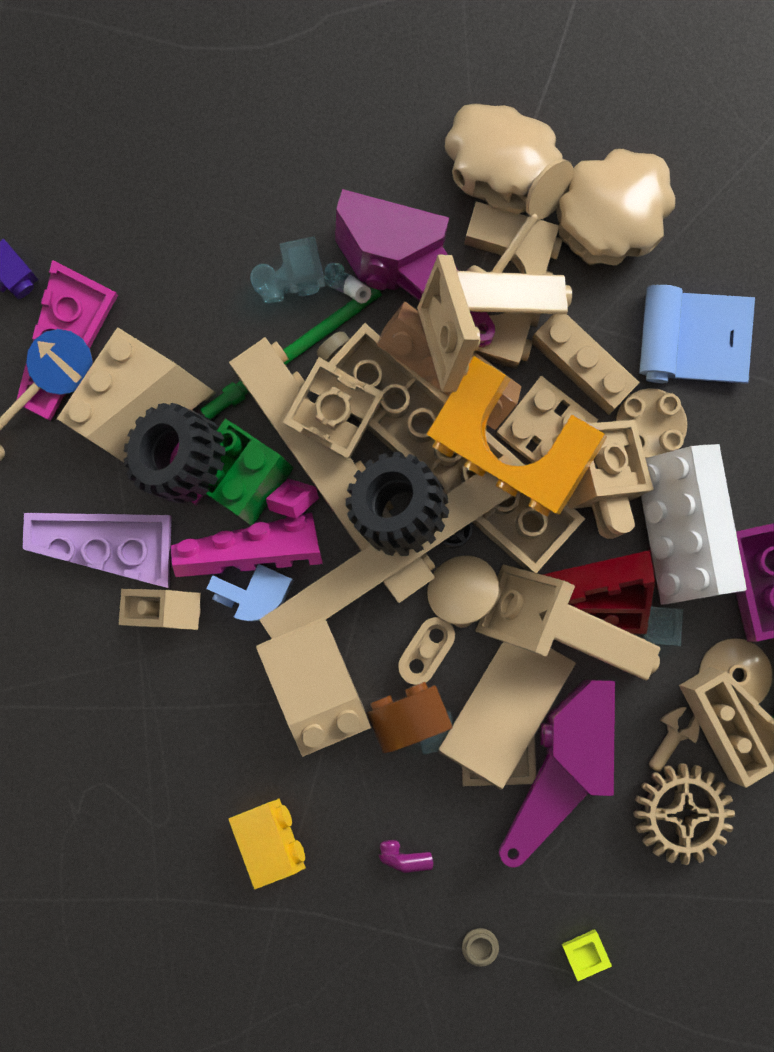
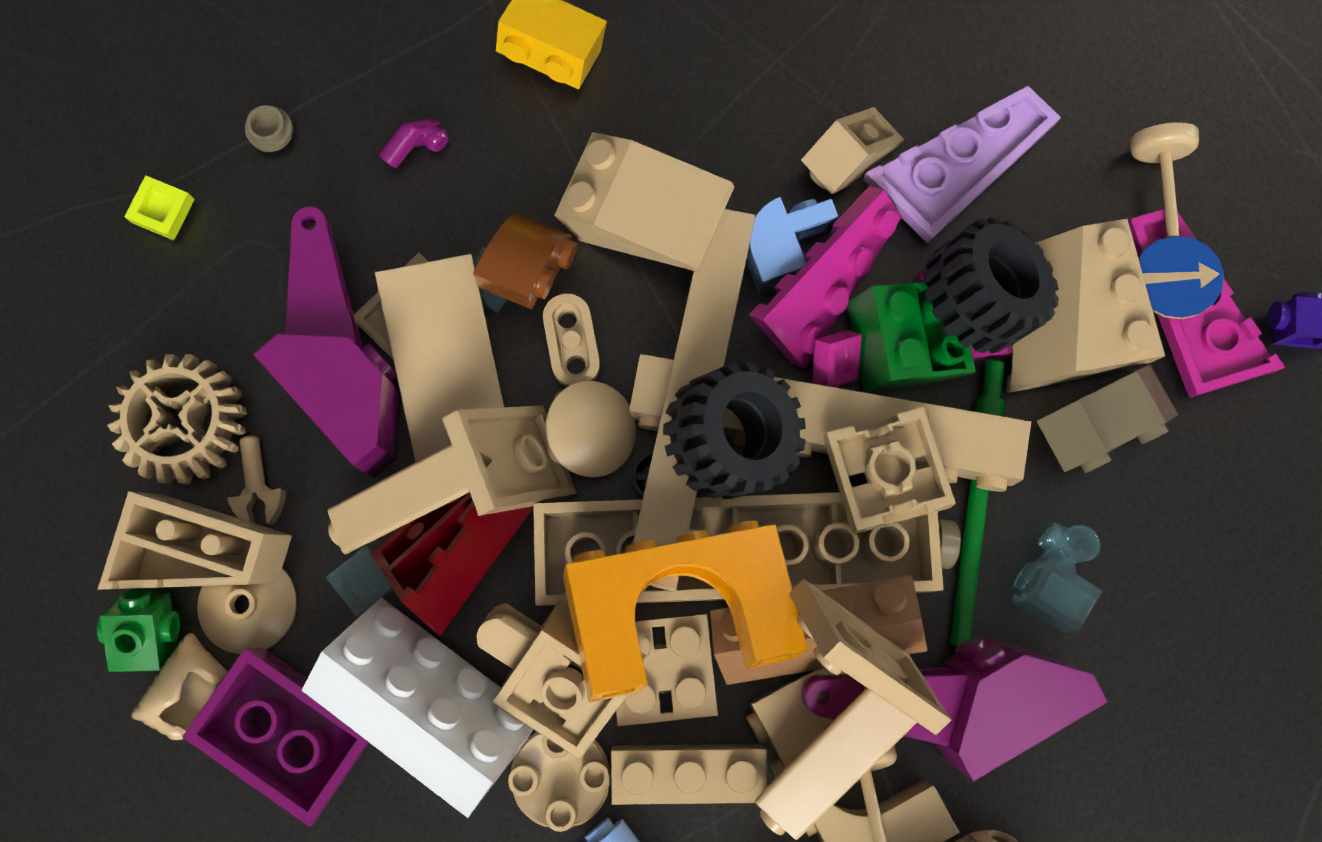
camera: 130 degrees right, 5 degrees down
(178, 326) = (1108, 418): none -> dark tan brick
(346, 283) = (997, 620): arm -> none

